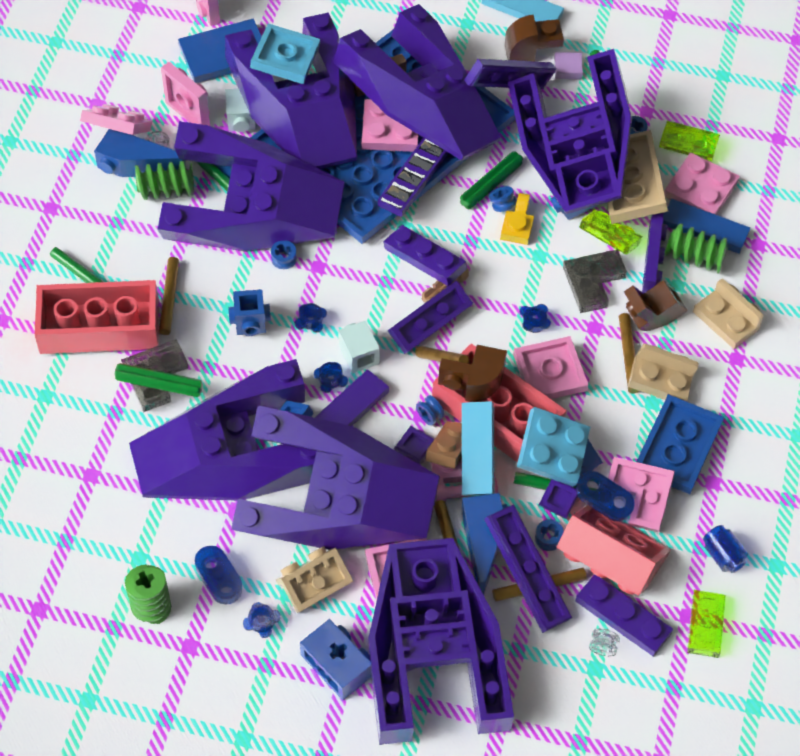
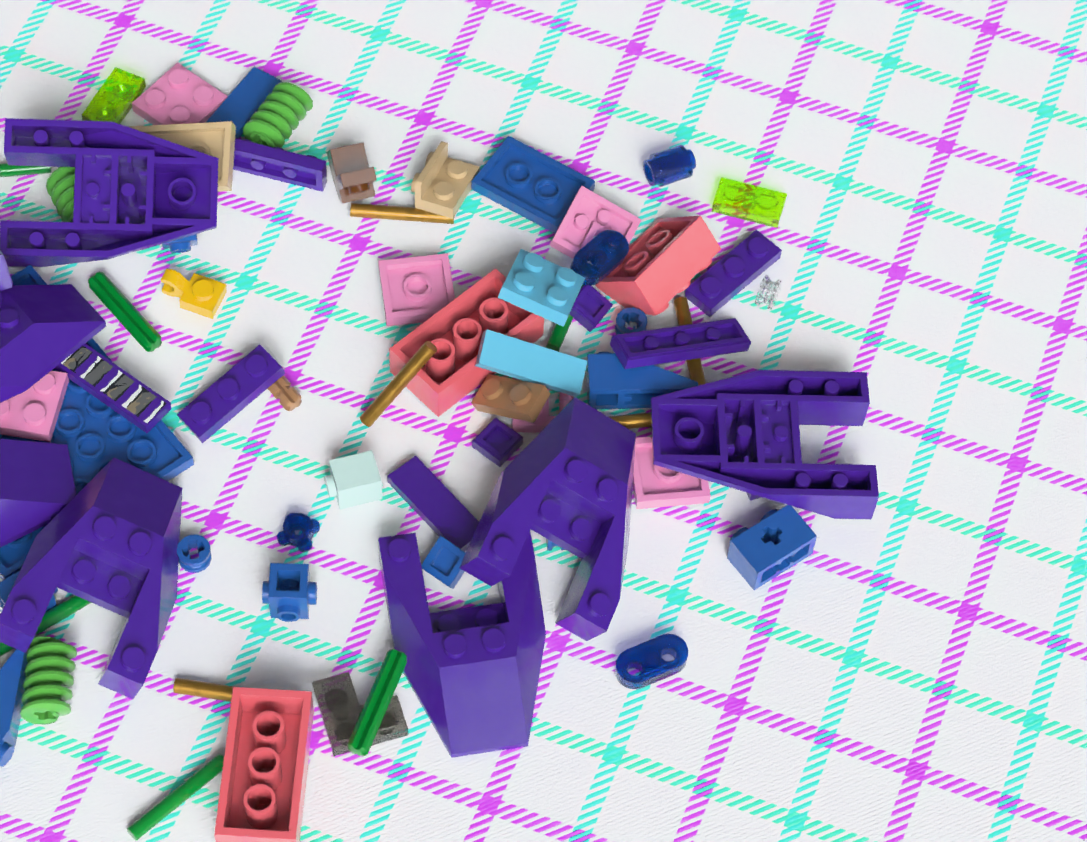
camera: 85 degrees left, 0 degrees up
(148, 594) = (683, 727): bright green piece -> none
(257, 611) = (716, 613): clear blue plate -> none
(315, 578) = (665, 561): tan bracket -> none
(330, 369) = (386, 509): clear blue plate -> none
(430, 317) = (325, 399): dark purple plate -> none
(430, 410) = (456, 416): blue bush -> none
(478, 379) = (449, 333): reddish brown brick -> none
(503, 199) = (151, 298): blue bush -> none
(535, 324) = (343, 303): clear blue plate -> none
(587, 275) = (292, 239): clear smoke plate -> none
(616, 235) = (245, 192): clear neon green plate -> none
(729, 314) = (368, 109): tan bracket -> none

